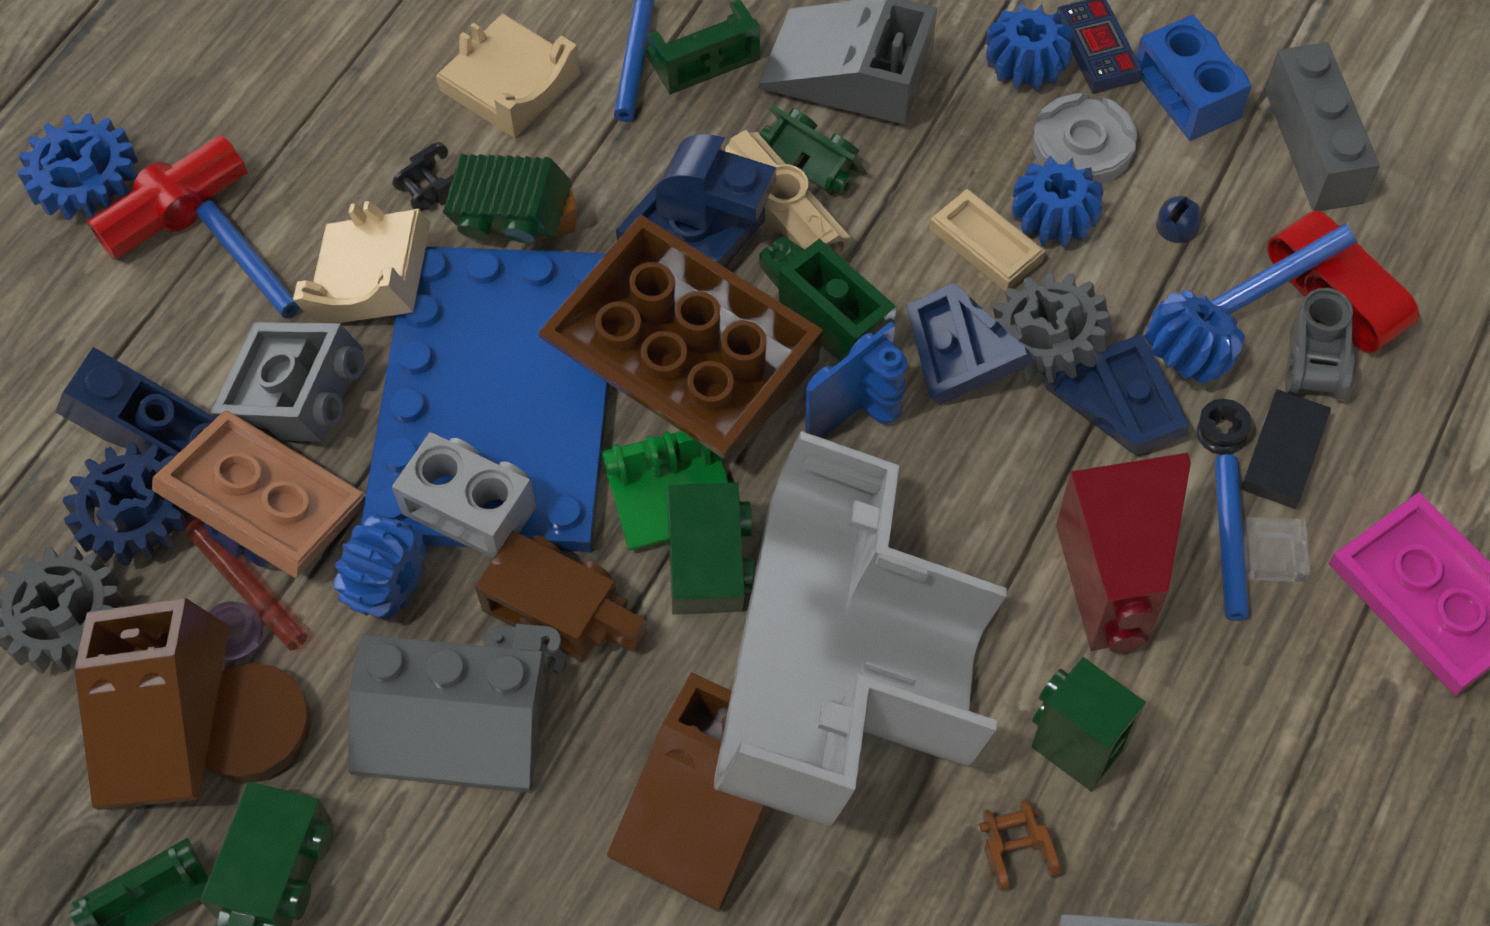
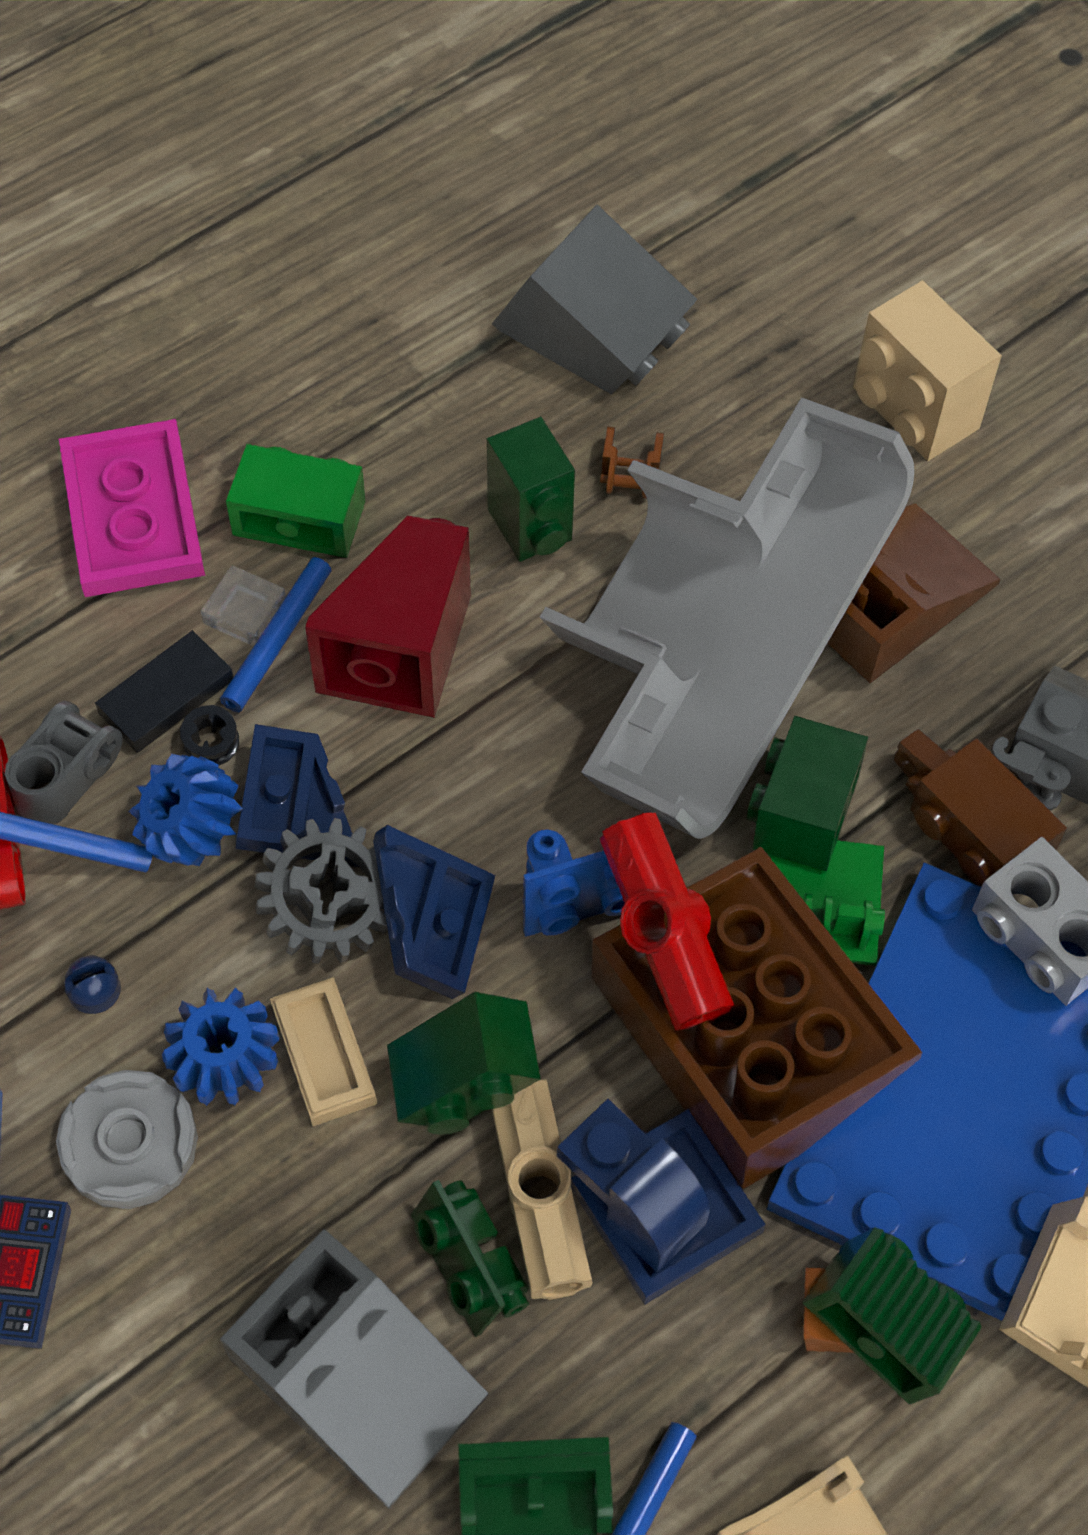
camera: 160 degrees left, 0 degrees up
(420, 168) = (966, 1406): black piece -> none
(769, 322) = (681, 953): none -> red piece
(826, 293) = (567, 1028): dark green hinge -> none
(874, 227) = (463, 1062): none -> dark green brick
(1028, 46) = (97, 1265): blue gear -> none
(1297, 654) = (296, 500): none -> green brick

